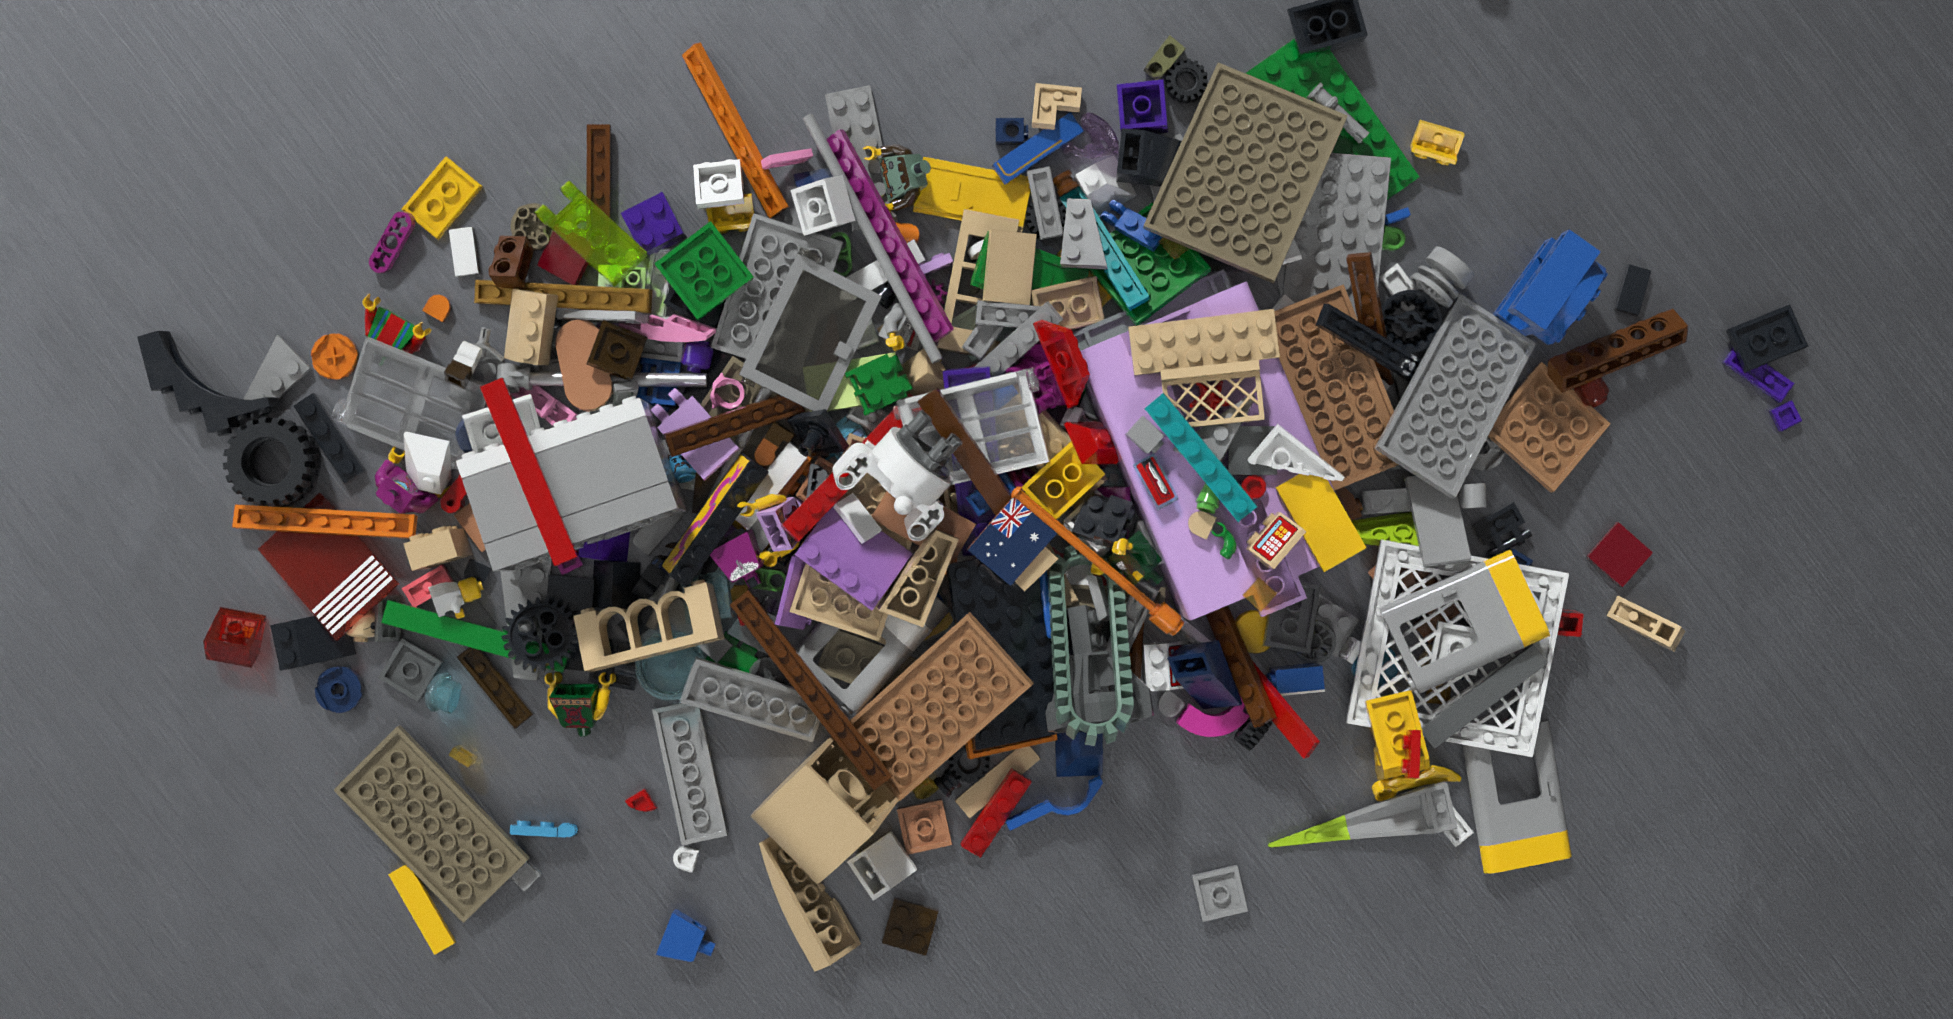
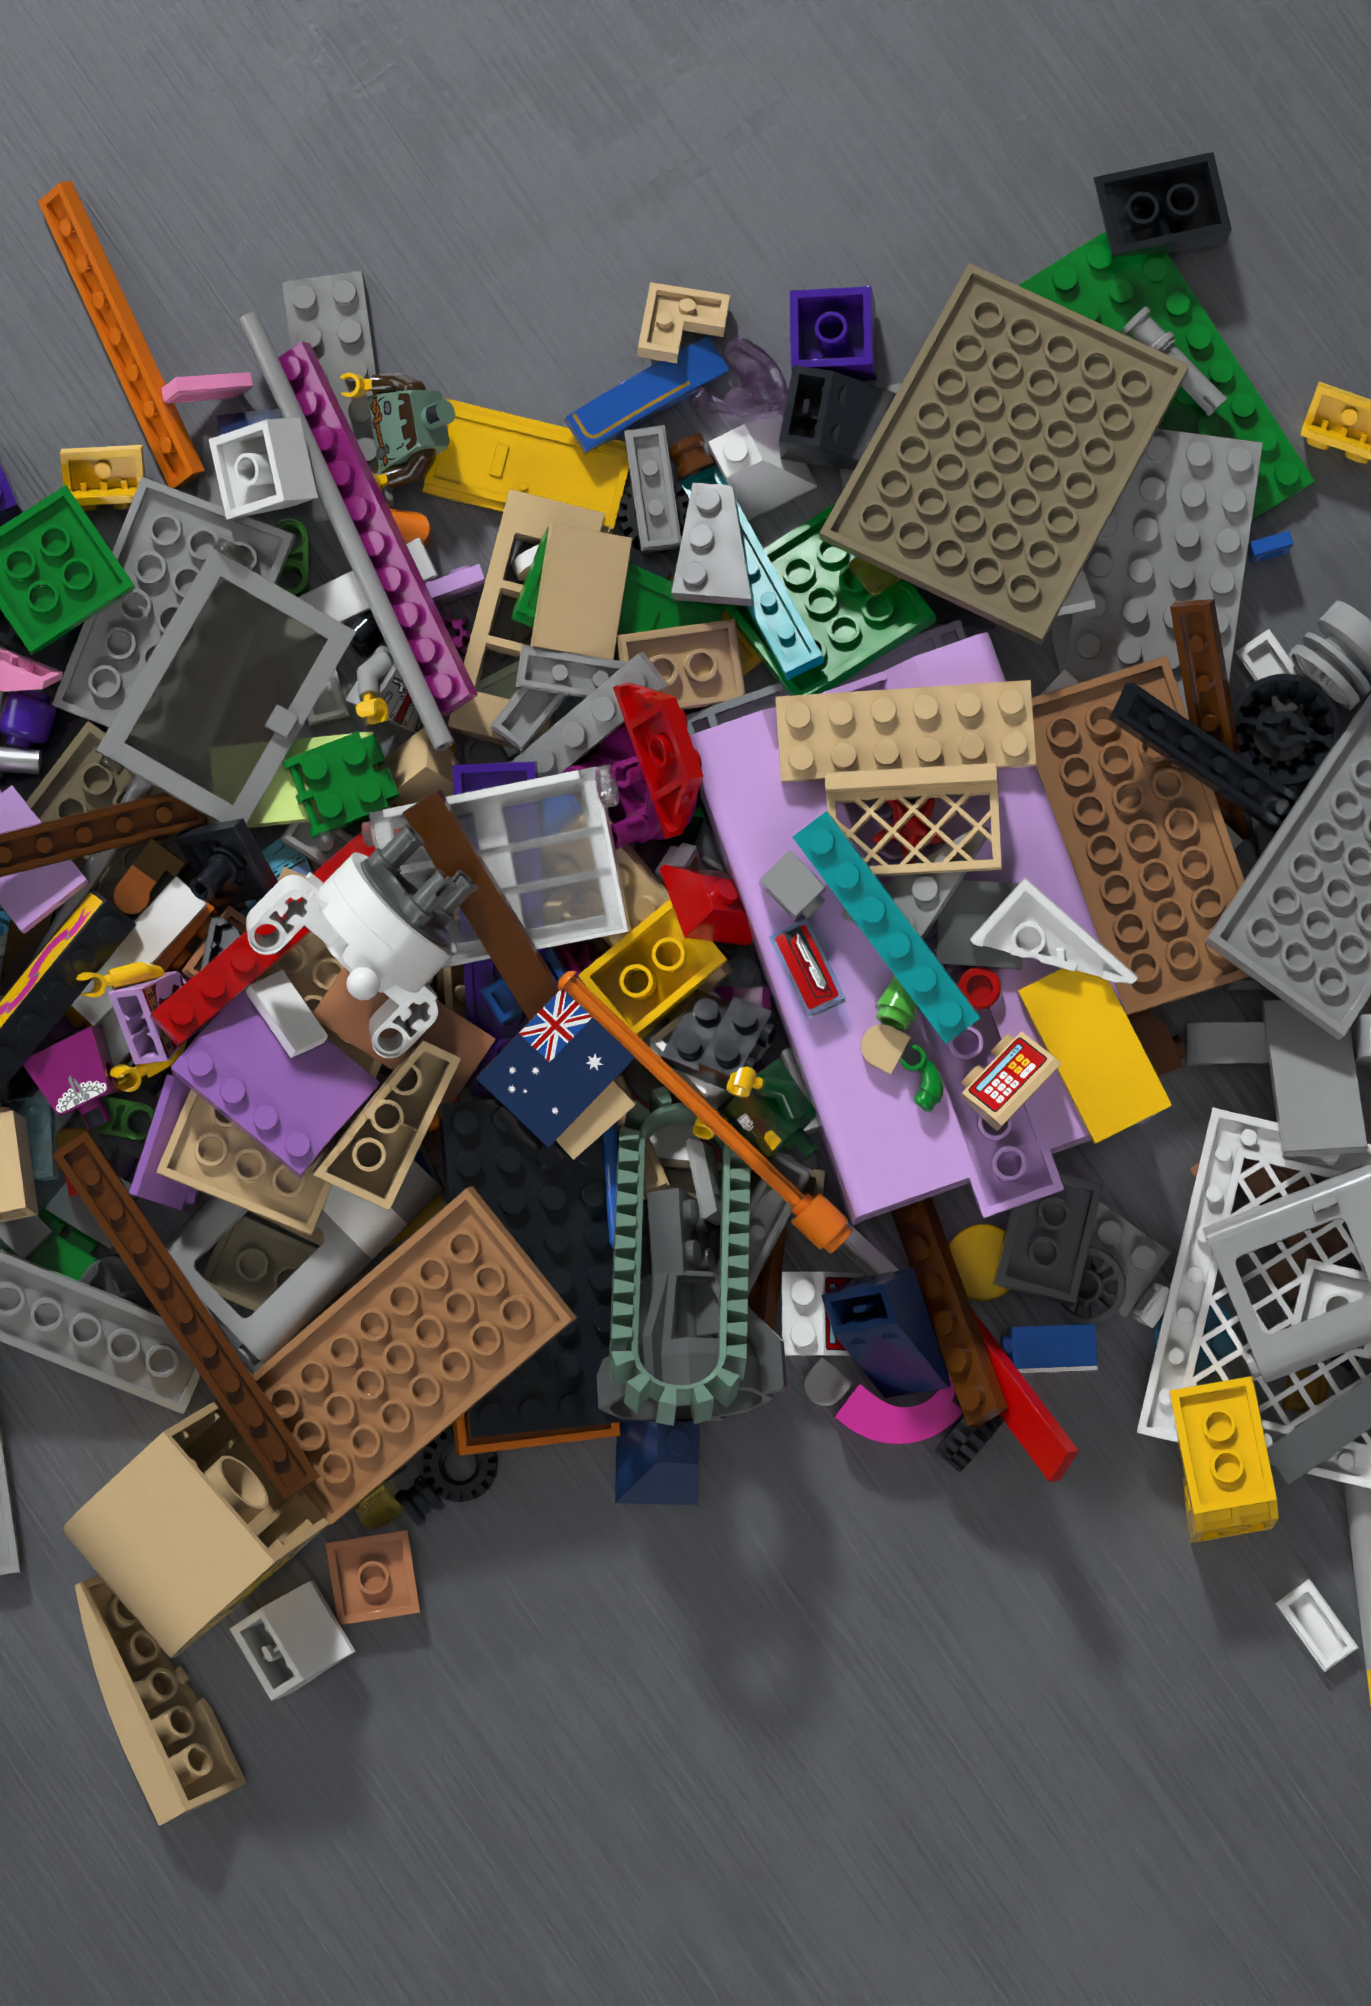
camera: 20 degrees right, 5 degrees down
(717, 400) = (57, 798): bright pink piece -> none
(718, 184) = (85, 424): white plate -> none
(910, 926) = (336, 1757): dark brown plate -> none
(981, 791) = (508, 1501): tan tile -> none
(996, 812) = (502, 1560): red plate -> none
(1003, 123) = (588, 349): dark blue brick -> none
(1047, 806) = (596, 1553): blue piece -> none
(1131, 225) = (801, 536): blue hinge -> none
(1164, 58) = (877, 252): olive leg -> none
(1199, 75) = (907, 269): black tyre -> none
(1219, 893) = (895, 1729): light grey plate -> none
(1259, 594) = (980, 1176): clear yellow tile -> none
(1388, 788) = (1283, 1538): yellow piece -> none
(1389, 527) = (1235, 1091): lime wing -> none
(1392, 238) = (1262, 585): bright green tile -> none
(1410, 813) = (1248, 1603): light grey plate -> none
(1411, 764) = (1243, 1468): red plate -> none

